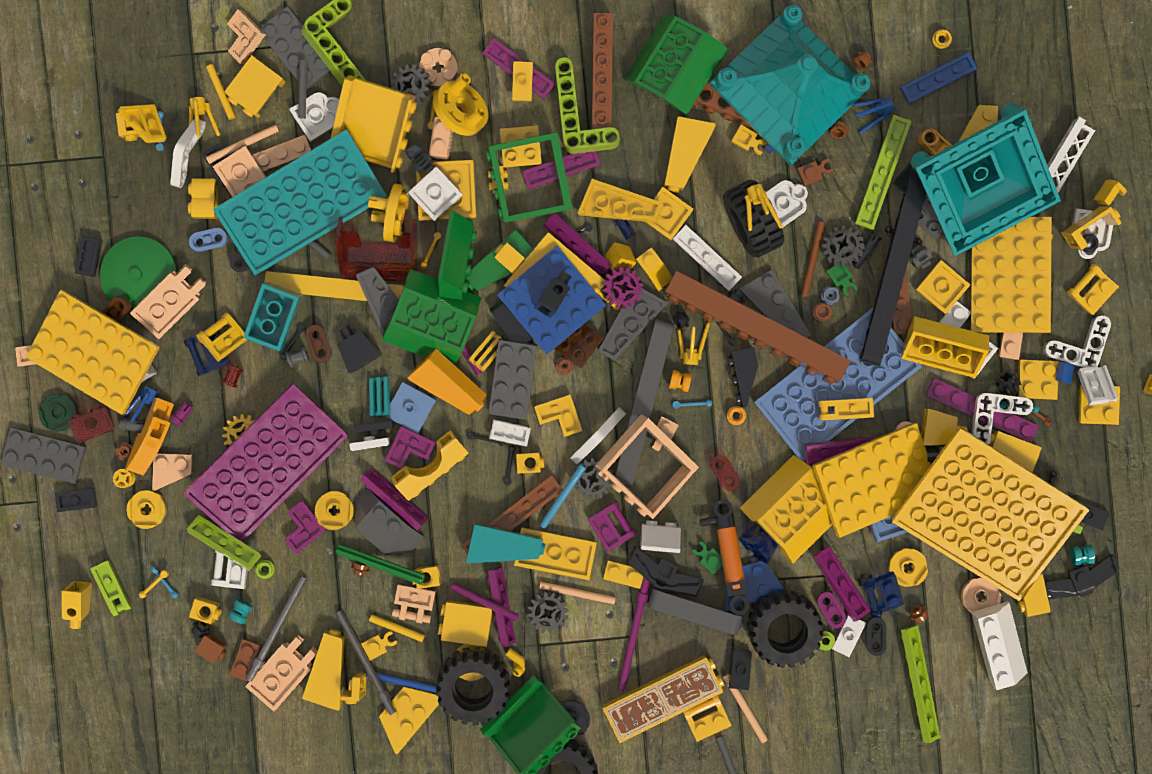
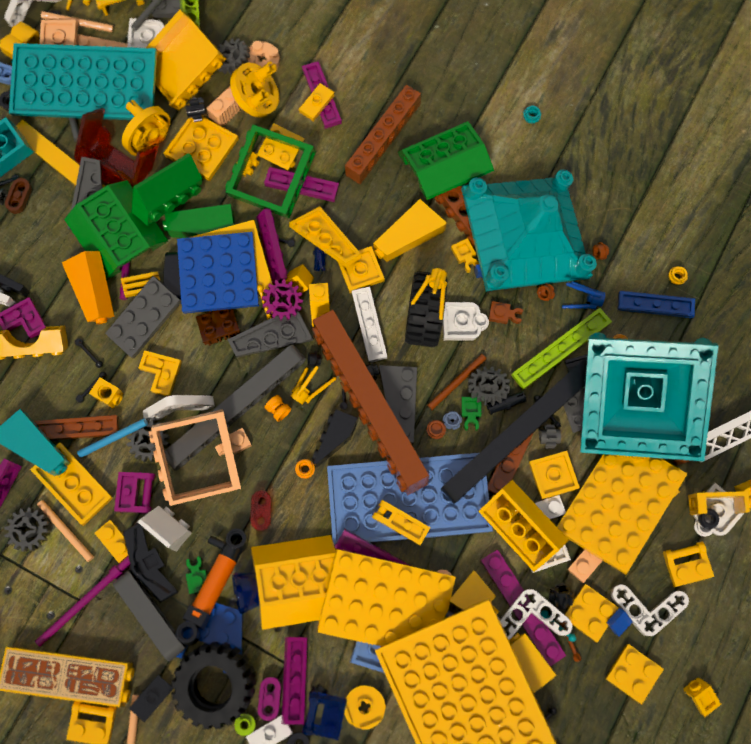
camera: 35 degrees right, 15 degrees down
(357, 349) = (42, 218): black torso -> none
(372, 394) = (31, 264): teal tile -> none
(410, 407) = (49, 289): medium blue plate -> none
(435, 194) = (189, 138): white plate -> none
(509, 257) = (208, 217): yellow brick -> none
(510, 433) = (110, 359): white plate -> none
(550, 301) = (217, 262): black torso -> none
(564, 370) = (190, 339): dark orange plate -> none
(572, 115) = (334, 150): lime beam -> none
(708, 403) = (289, 443): dark azure hinge -> none
(1097, 385) = (642, 652): white plate -> none

